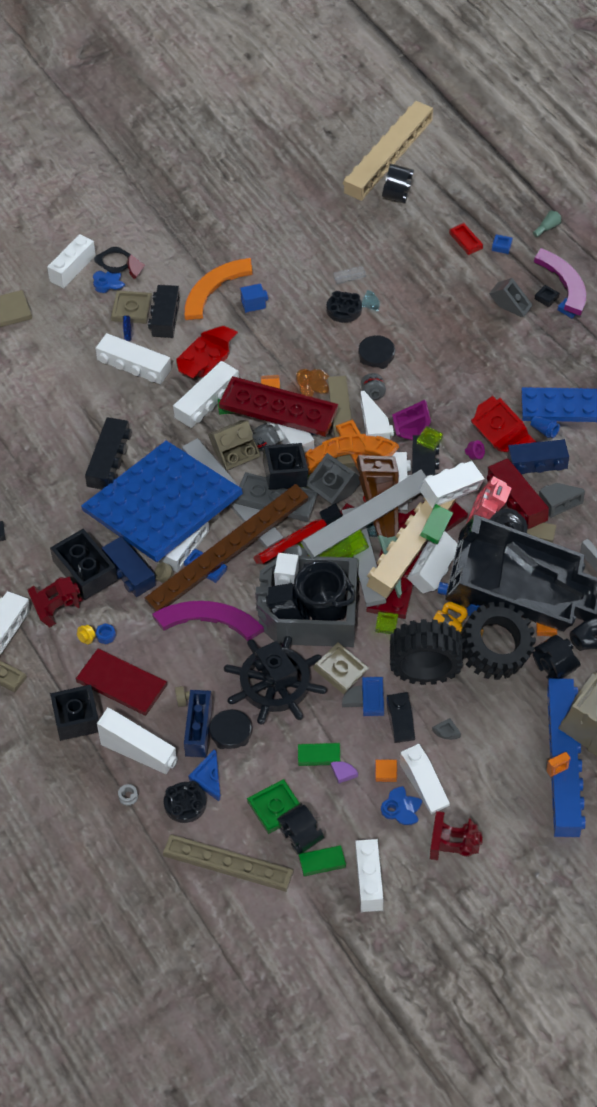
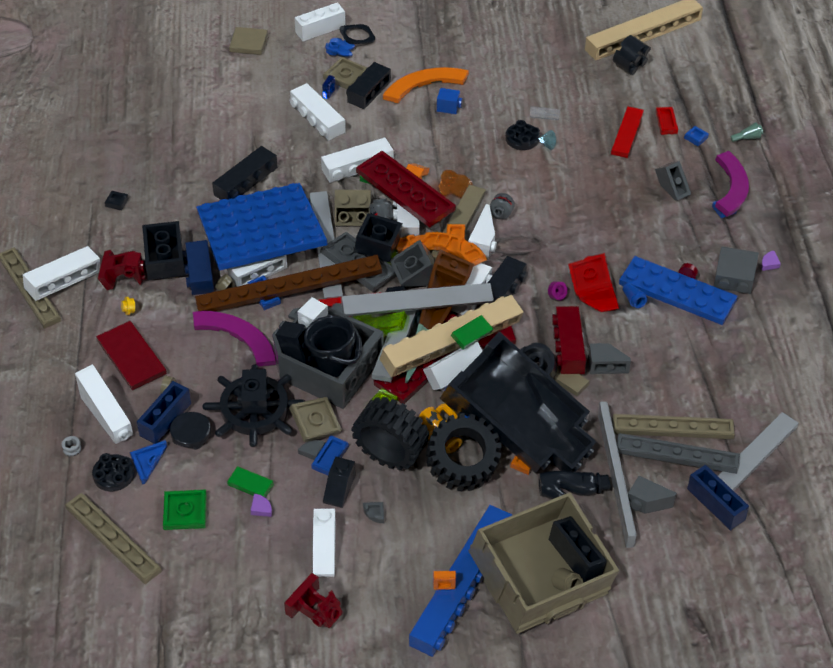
camera: 25 degrees right, 5 degrees down
(75, 712) = (70, 357): black brick -> none
(105, 633) = (144, 312): blue tile -> none
(134, 266) = (368, 44): tile -> none
(206, 352) = (379, 127): red piece -> none
(300, 828) = (186, 534): black brick -> none
(322, 861) = (191, 572): green tile -> none
(369, 875) = (218, 601): white brick -> none
(376, 351) = (525, 180): black tile -> none
(386, 771) = (298, 521): orange tile -> none
(404, 807) = (292, 557): blue plate -> none
(412, 420) = (517, 245): magenta slope -> none
(430, 438) = (519, 263): clear neon green tile -> none
(438, 264) = (627, 132): none -> red tile
(451, 484) = (507, 304): white brick -> none
(490, 499) = (537, 332): coral piece -> none
(539, 456) = (610, 317): dark blue brick -> none
(547, 295) = (709, 191): black tile -> none
(556, 657) = (508, 489): black brick -> none
(578, 382) = (688, 270): none -> dark red tile

